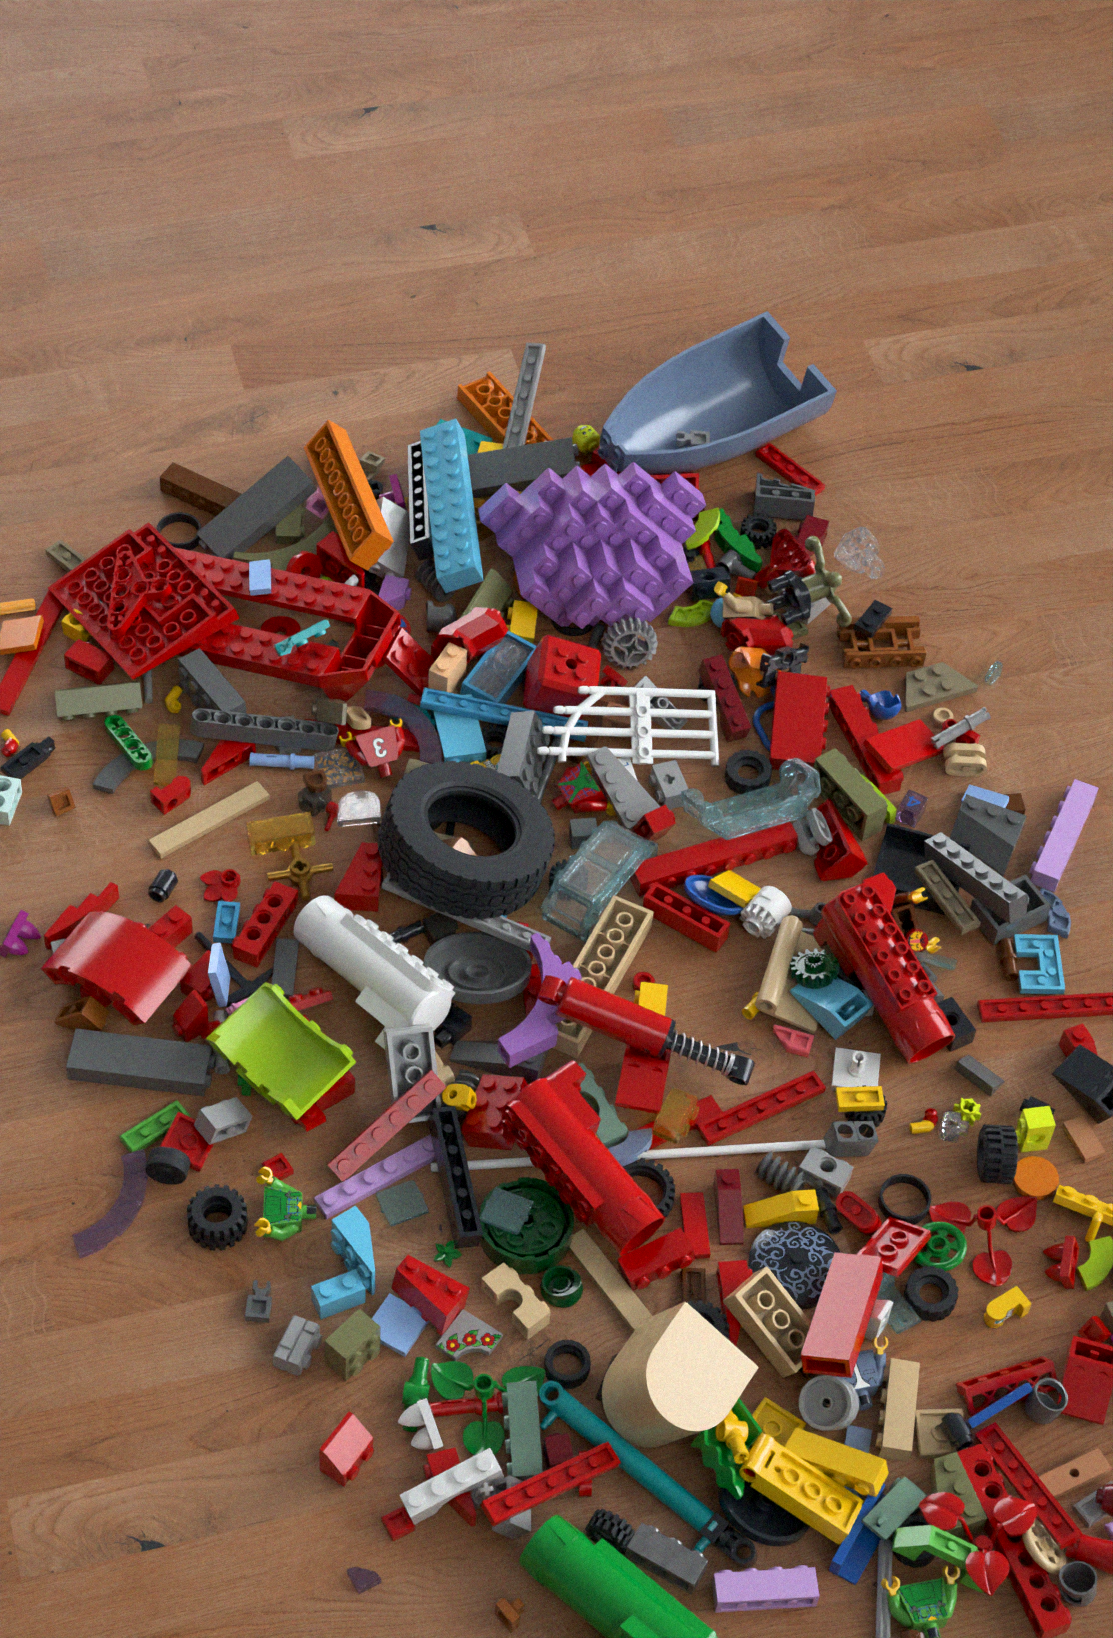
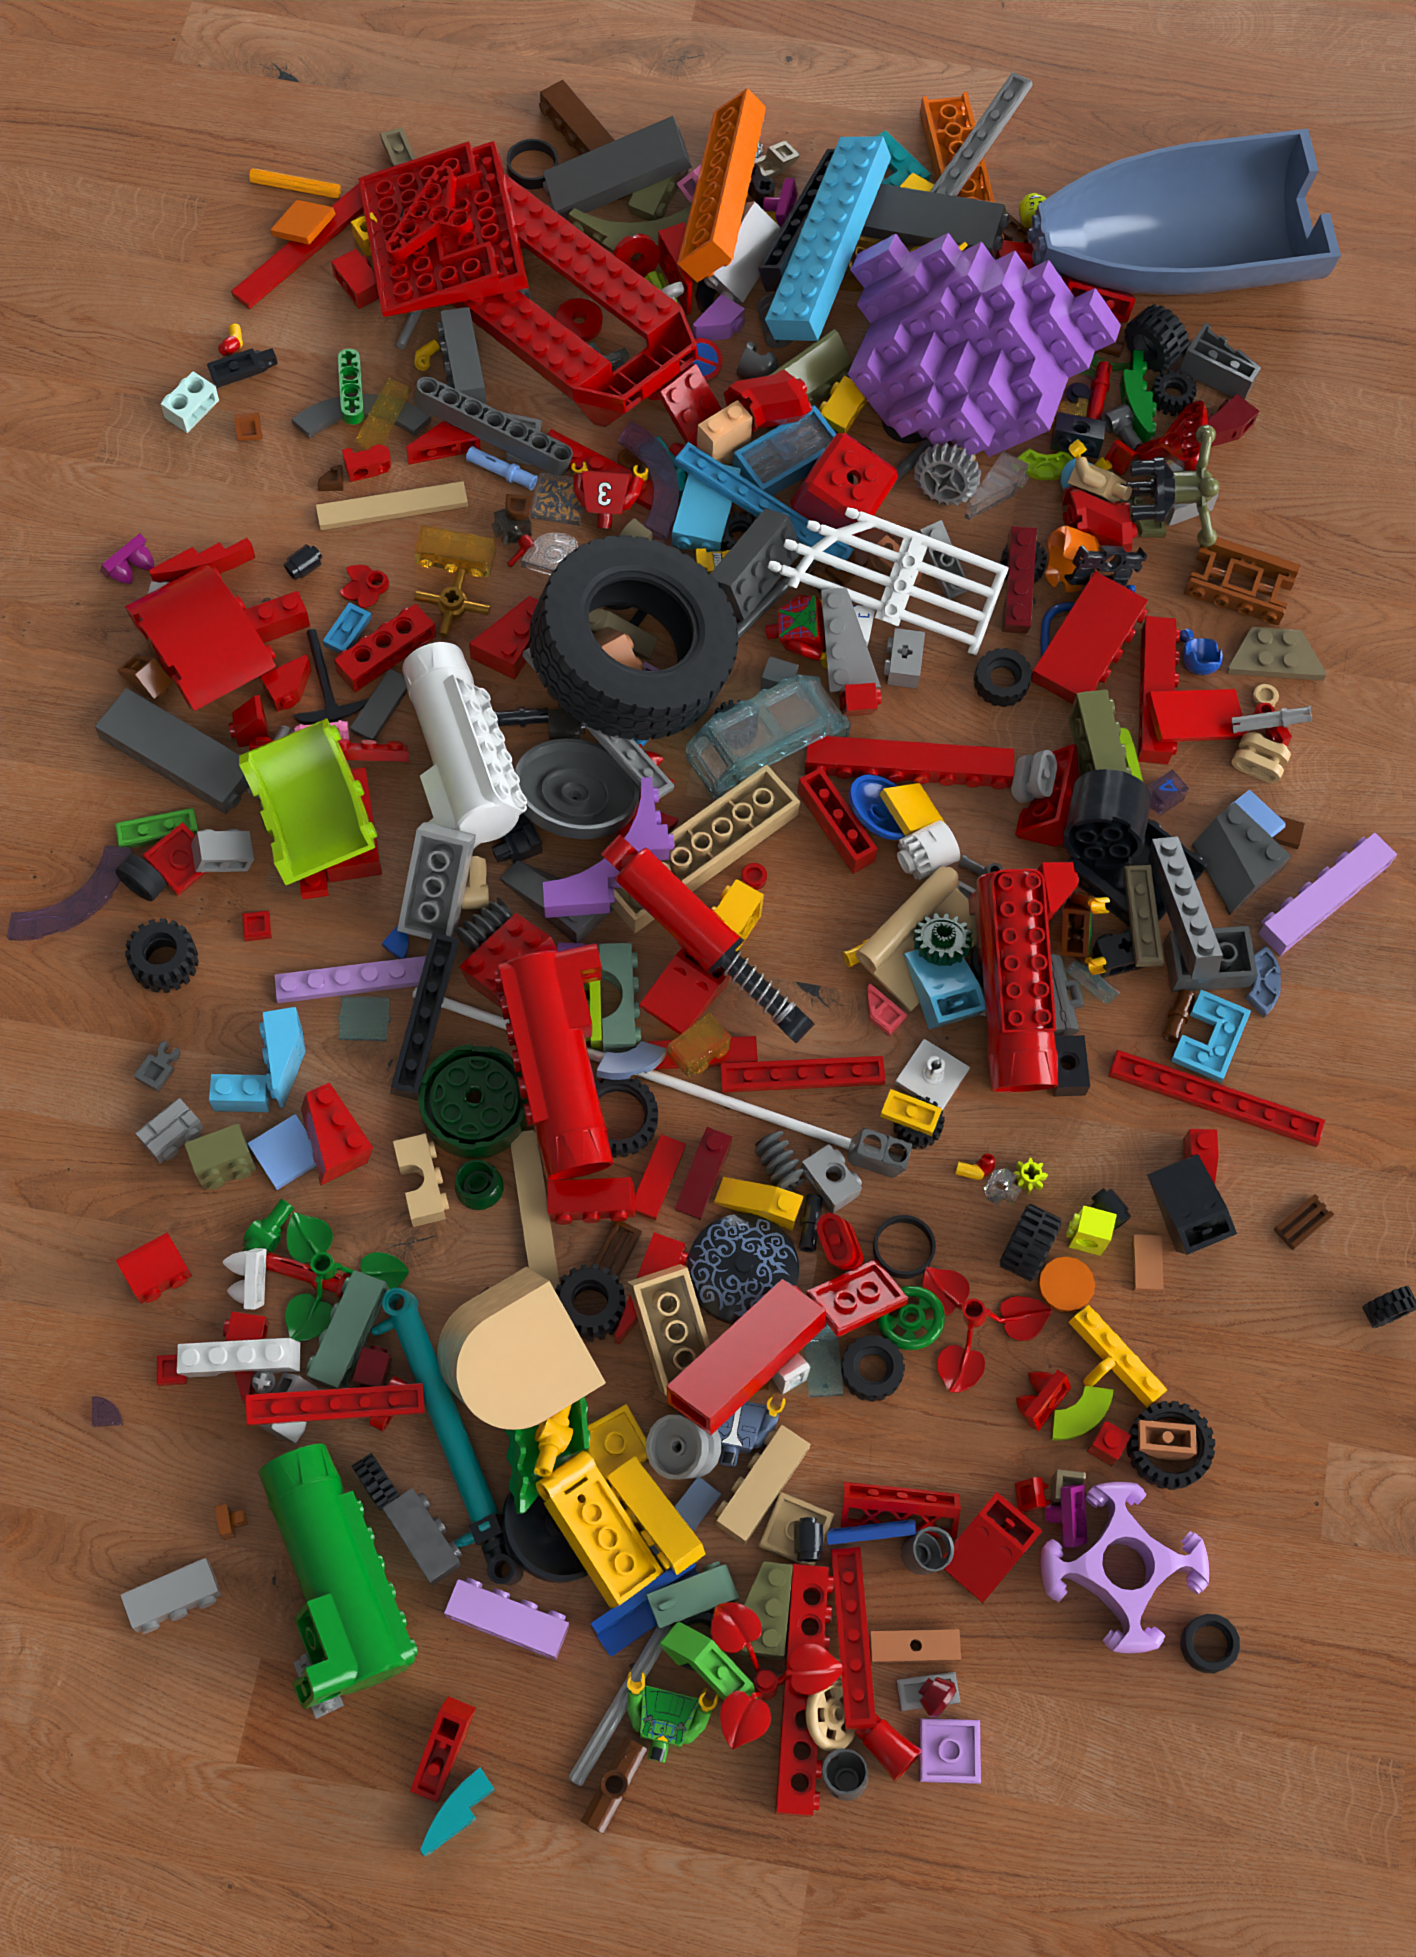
camera: 25 degrees right, 15 degrees up
(98, 698) = (345, 324): olive slope -> none
(150, 817) = (332, 480): none -> reddish brown tile
(219, 975) = (300, 687): light blue tile -> none
(260, 577) = (574, 248): light blue tile -> none
(282, 1208) = (232, 976): torso -> none
(300, 638) = (573, 336): teal hinge -> none
(330, 710) = (577, 431): dark tan slope -> none
(358, 718) = (605, 449): tan tile -> none
(386, 1125) = (382, 928): plate -> none
(399, 1140) = (397, 943): none -> blue tile
(447, 1253) = (379, 1095): green plant -> none
(459, 1096) = (471, 930): yellow piece -> none
(468, 1335) = (351, 1196): light grey tile -> none
(506, 1211) = (456, 1078): clear light blue piece -> none
(567, 1347) = (420, 1259): black tyre -> none
(613, 677) = (913, 508): red tile -> none
(669, 638) = (999, 484): none -> clear slope
(693, 439) = (1157, 257): light grey plate -> none
(706, 524) = (1113, 363): lime tile -> none
(729, 492) = (1159, 337): none -> black tyre
(760, 807) = (983, 725): clear light blue windscreen -> none
(788, 468) = (1252, 331): red tile -> none
(864, 560) = (1272, 473): clear piece -> none
(873, 618) = (1243, 548): black plate -> none
(886, 836) = (1107, 818): none -> black brick
(917, 940) = (1078, 953): tile -> none
(944, 930) = (1116, 959): none -> black brick
(979, 1075) = (1070, 1137): dark grey slope -> none
(994, 673) = (1353, 666): clear light blue tile -> none
(1005, 1306) = (946, 1419): yellow leg -> none

